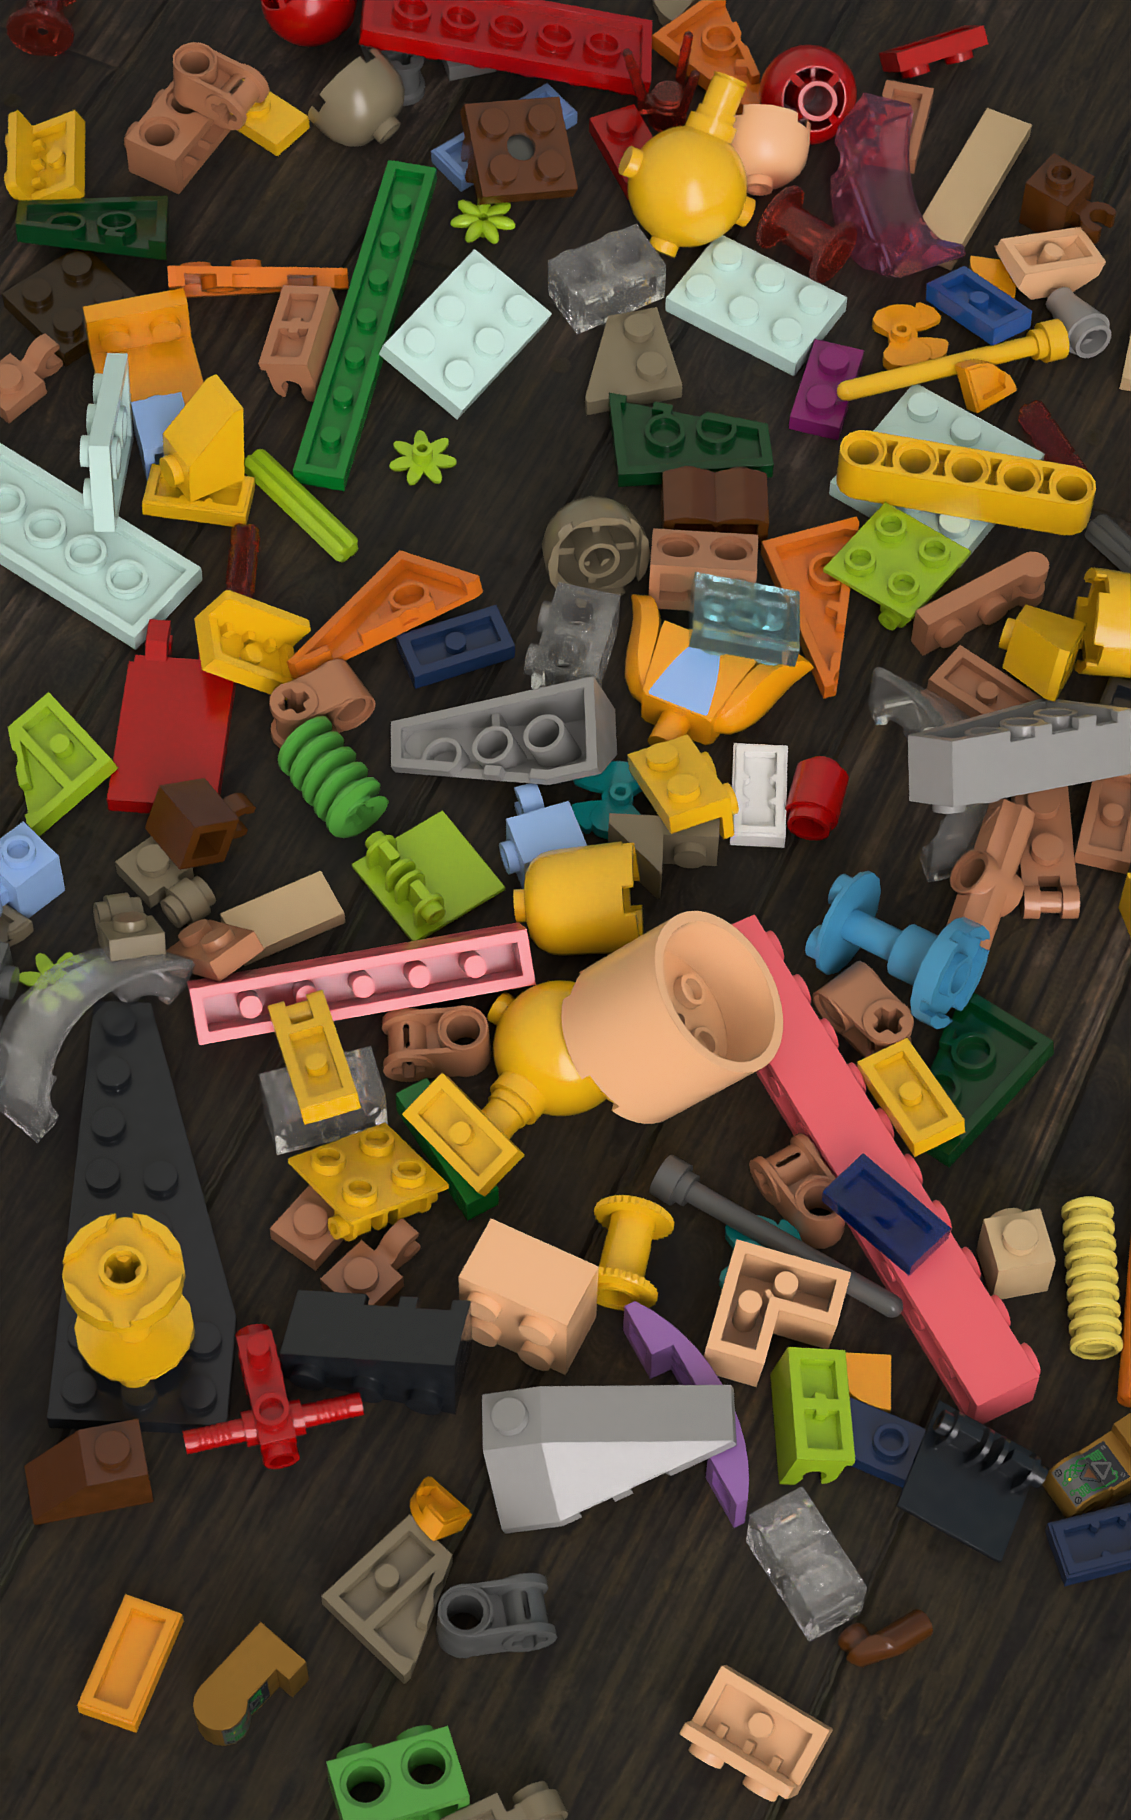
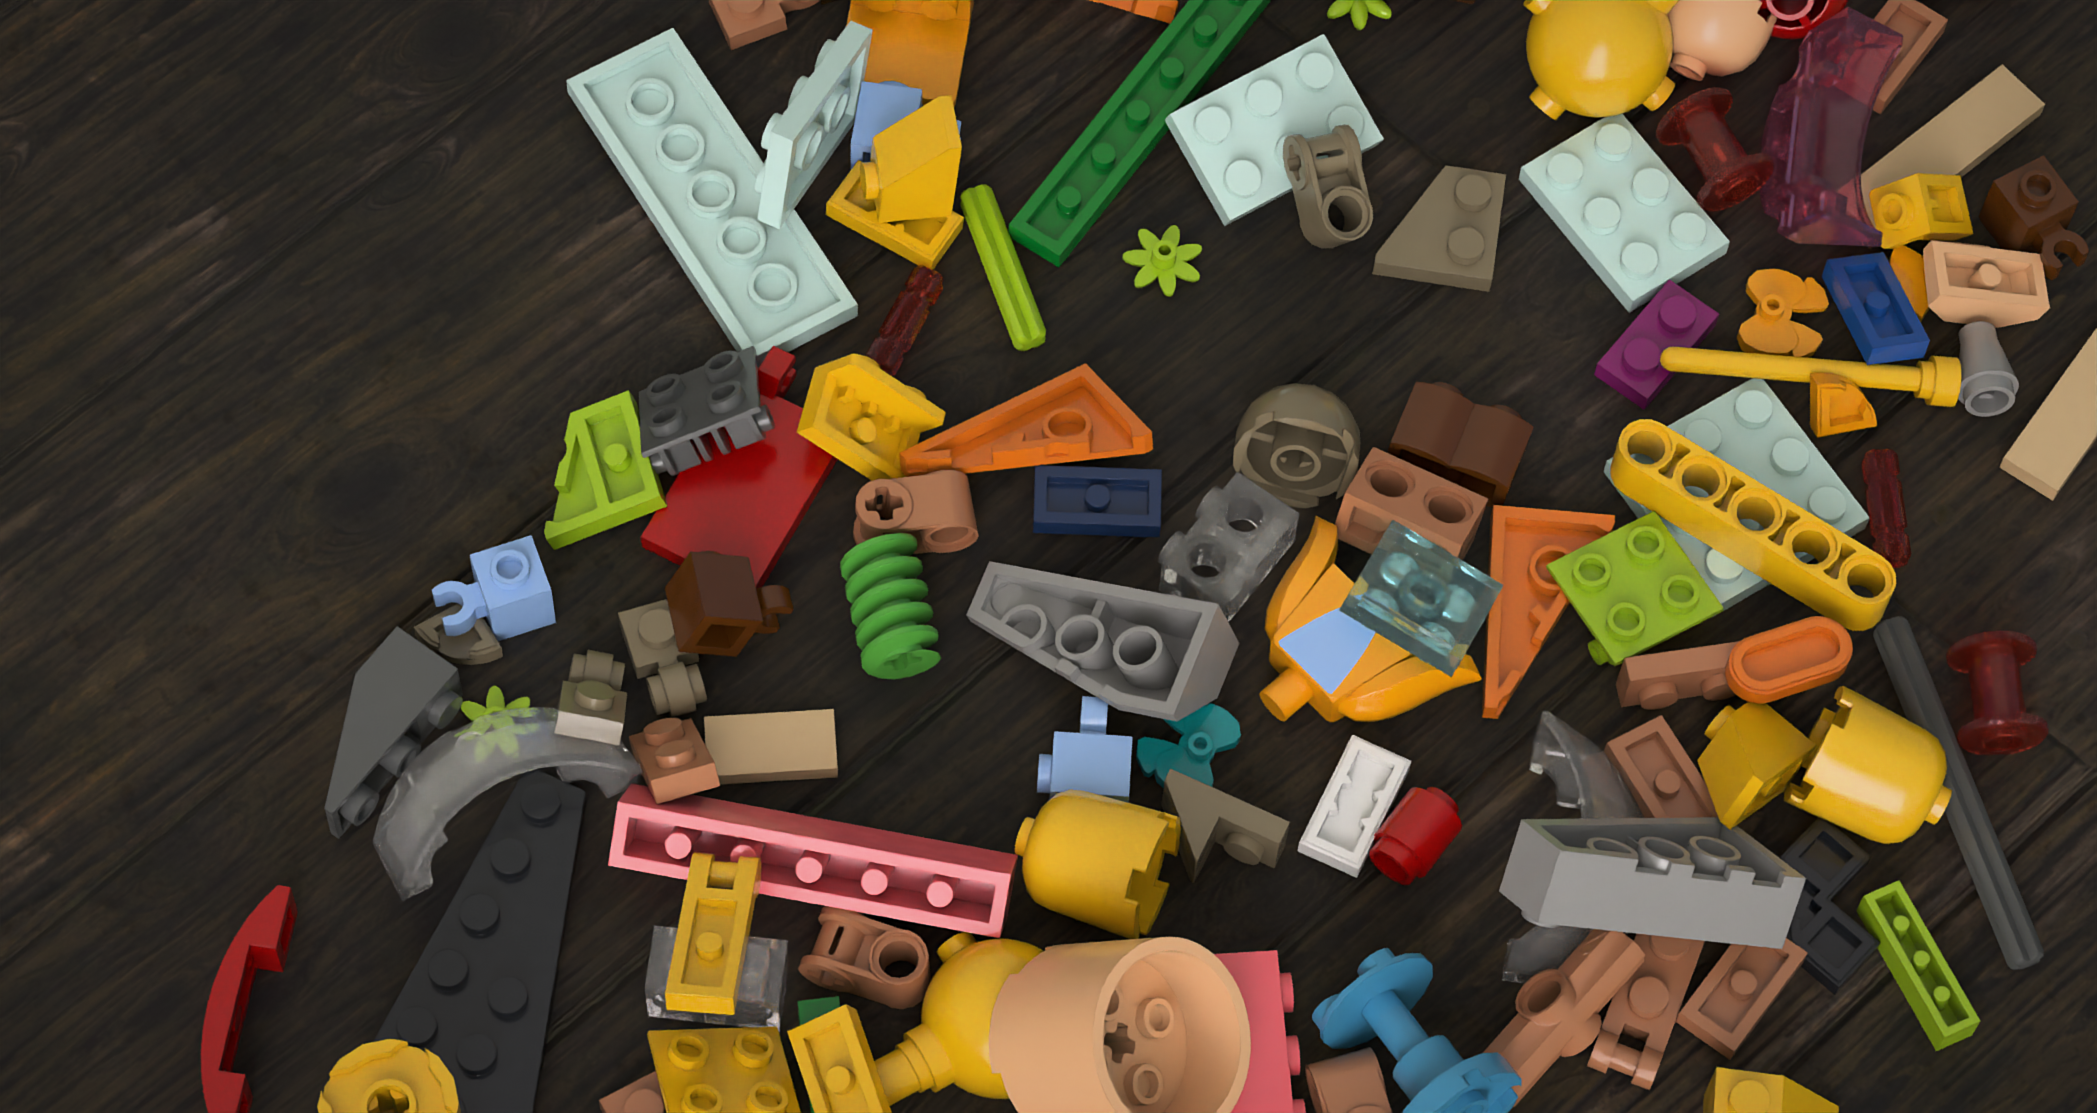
camera: 20 degrees right, 5 degrees up
(99, 688) = (701, 402): none -> dark grey hinge
(300, 338) = (1085, 68): nougat hinge -> none
(426, 876) = (947, 759): lime hinge -> none
(528, 355) = (1328, 181): none -> dark tan piece
(606, 278) = (1465, 133): clear brick -> none
(660, 440) = (1439, 340): dark green wing -> none
(683, 785) = (1267, 766): yellow bracket -> none
(978, 223) = (1921, 209): none -> yellow bracket
(1039, 566) = (1788, 659): none -> orange tile

